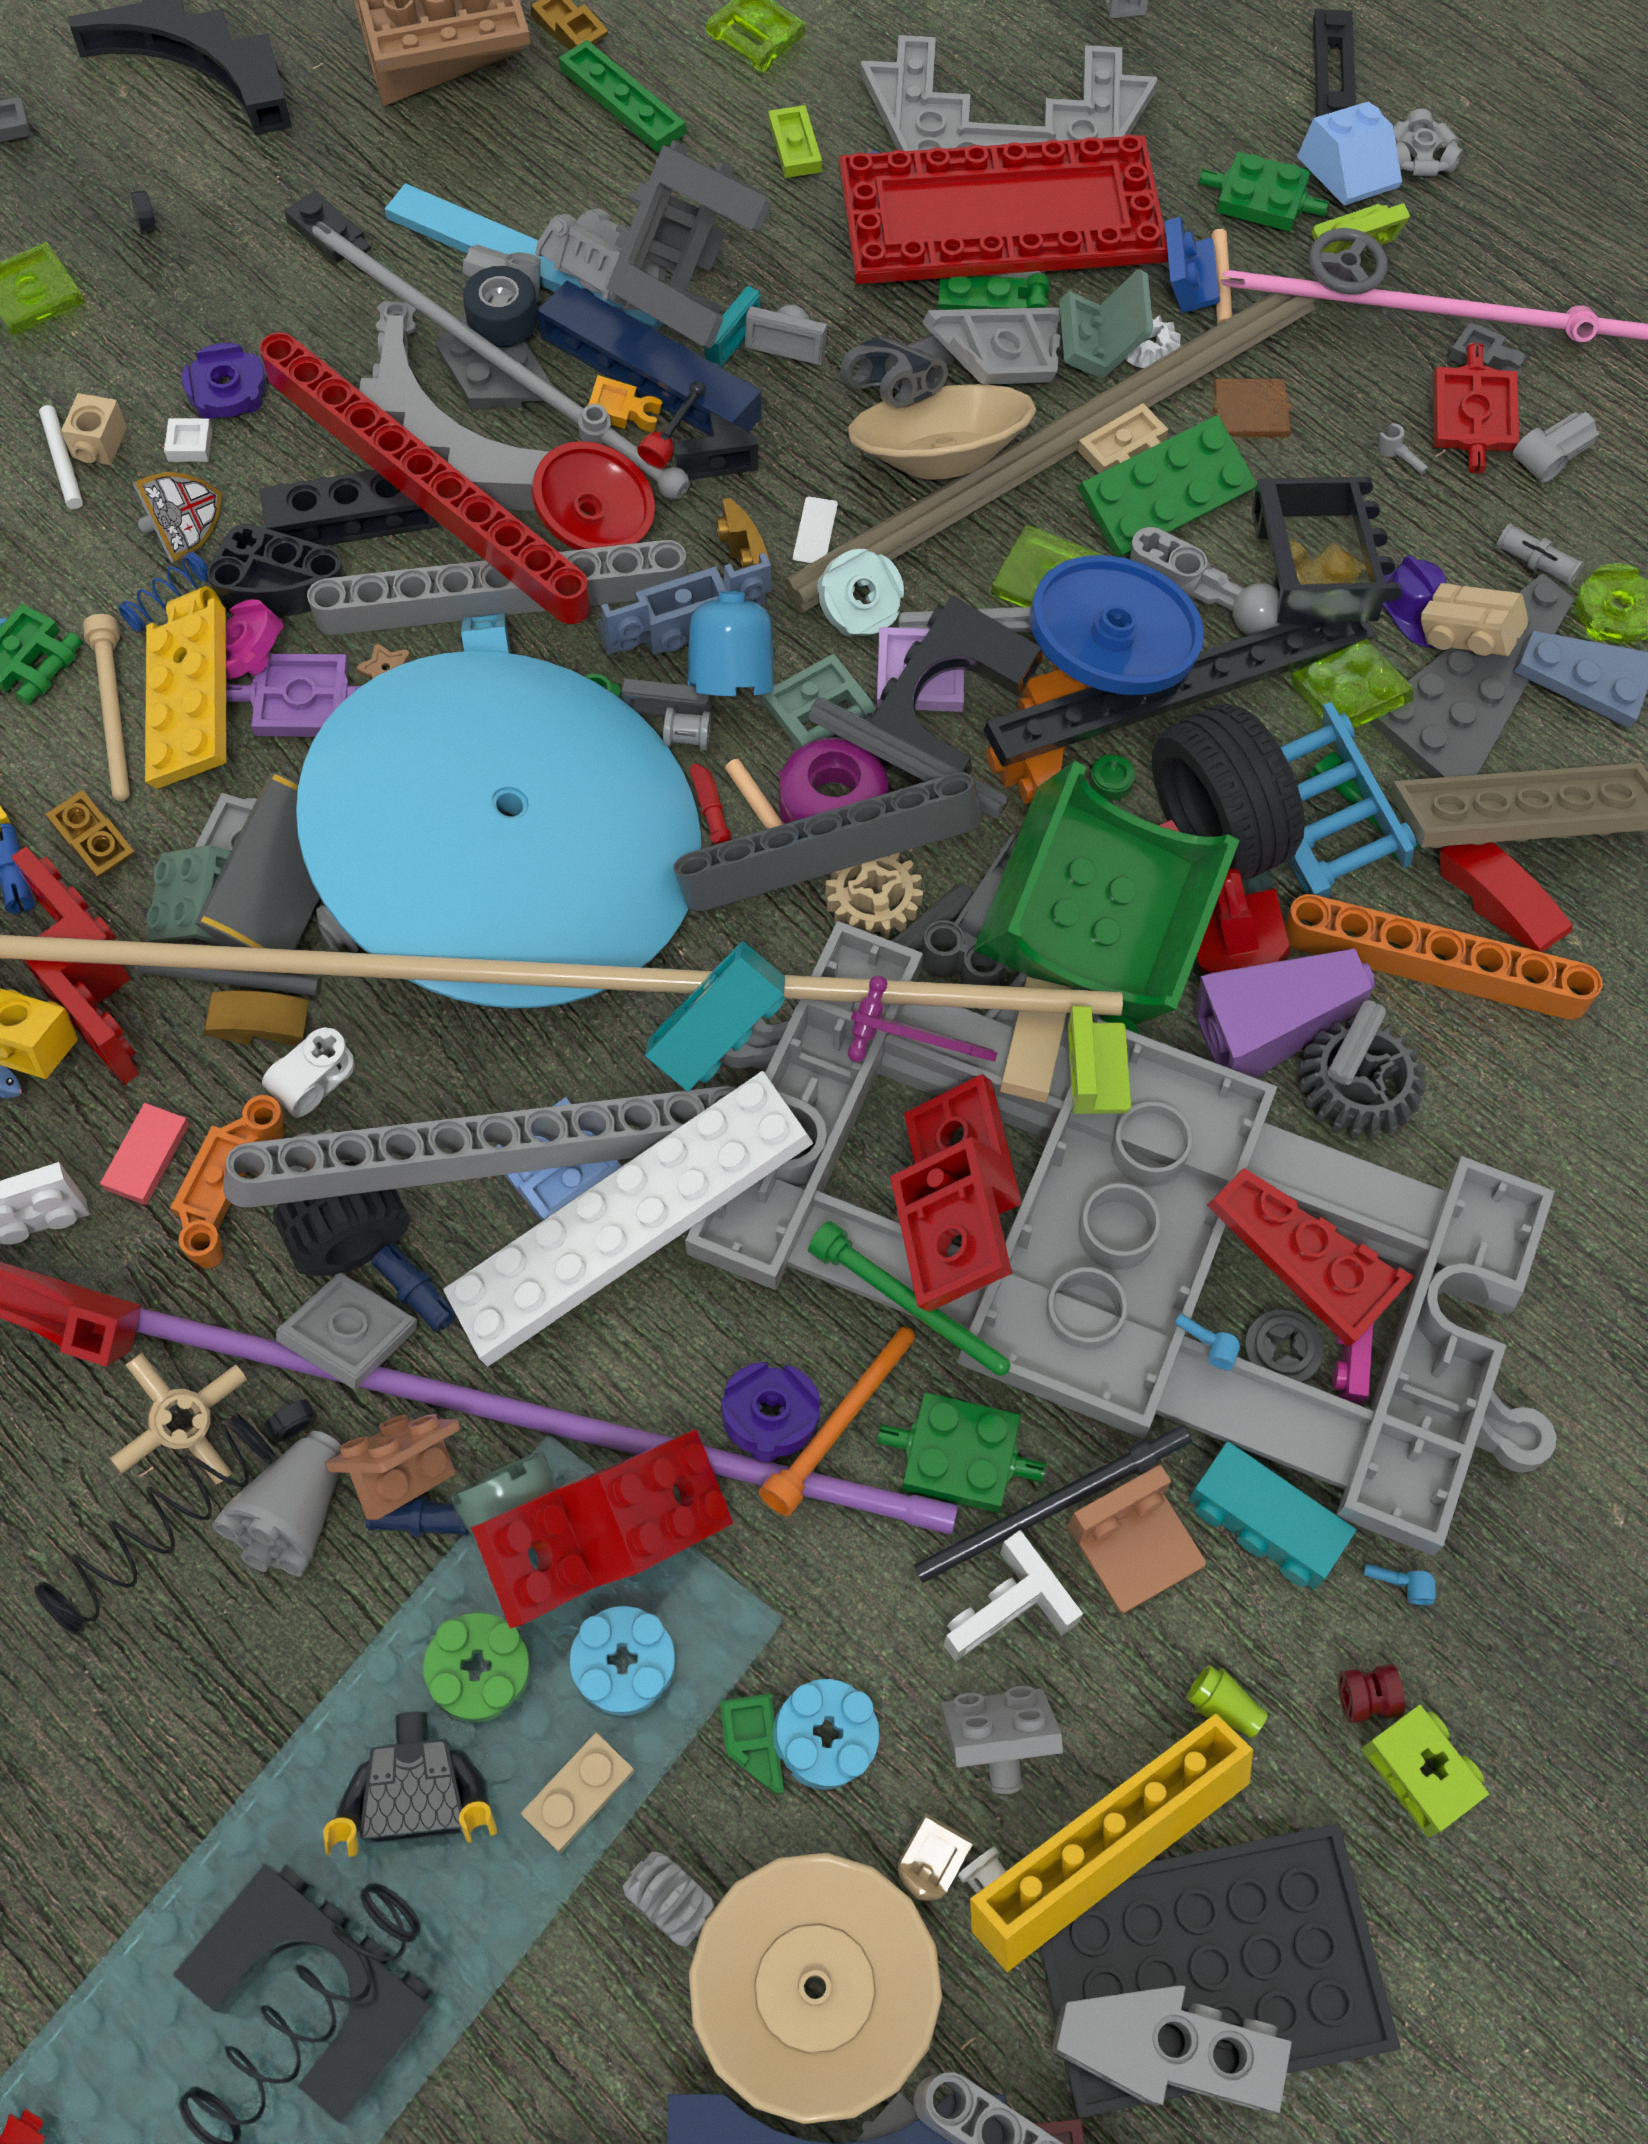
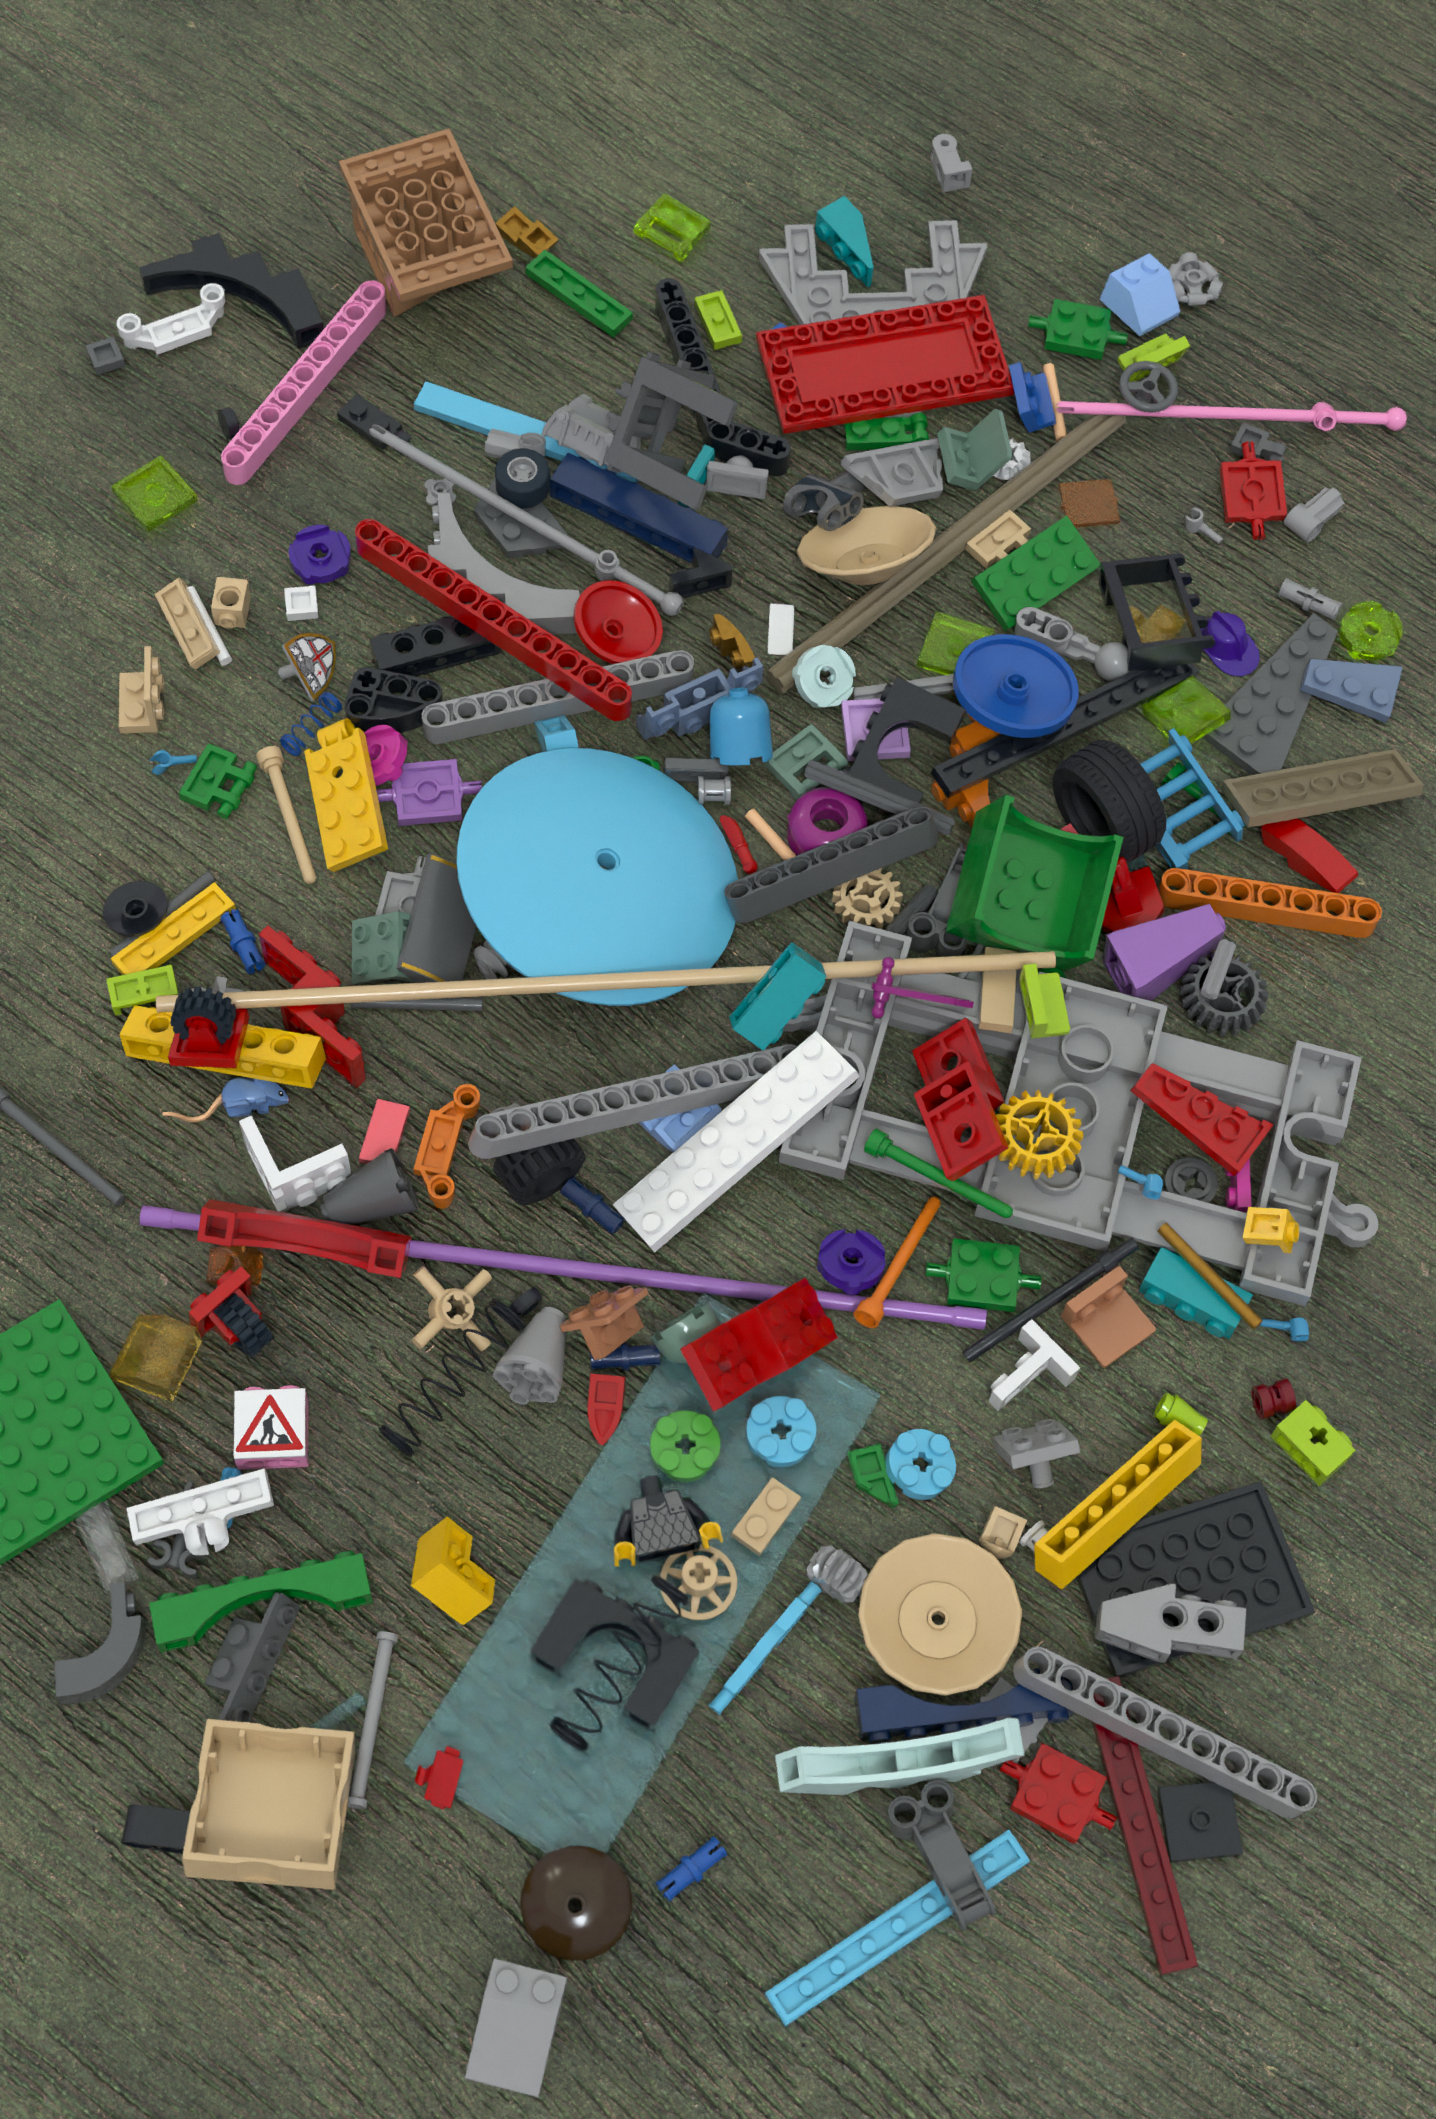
camera: 10 degrees left, 0 degrees up
(33, 451) = (187, 623): none -> tan tile
(88, 1828) = (448, 1575): none -> yellow panel
(90, 834) = (294, 911): pearl gold slope -> none
(105, 1235) = (371, 1193): none -> dark grey cone
(106, 95) = (175, 329): none -> white plate
(247, 172) = (304, 383): none -> bright pink beam
(265, 1015) = (442, 1028): pearl gold slope -> none
(307, 1073) = (488, 1068): white piece -> none
(346, 1330) = (553, 1238): light grey plate -> none
(376, 1585) = (605, 1404): none -> red plate
(380, 658) = (480, 758): medium nougat plate -> none
(457, 1884) = (699, 1579): none -> tan wheel
(542, 2001) = (759, 1653): none -> medium azure piece
(623, 405) = (623, 545): light orange plate -> none
(658, 447) = (659, 578): hinge -> none
(771, 272) = (766, 449): none -> black beam
(974, 50) = (845, 233): none -> teal slope
(1077, 1265) = (1065, 1144): none -> yellow gear
(1112, 777) = (1025, 795): green tile -> none
(1295, 1495) = (1209, 1276): none -> pearl gold bar
(1333, 28) = (1117, 188): black container -> none
(1394, 1435) = (1271, 1227): none -> yellow bracket
(1474, 619) = (1268, 655): tan brick -> none

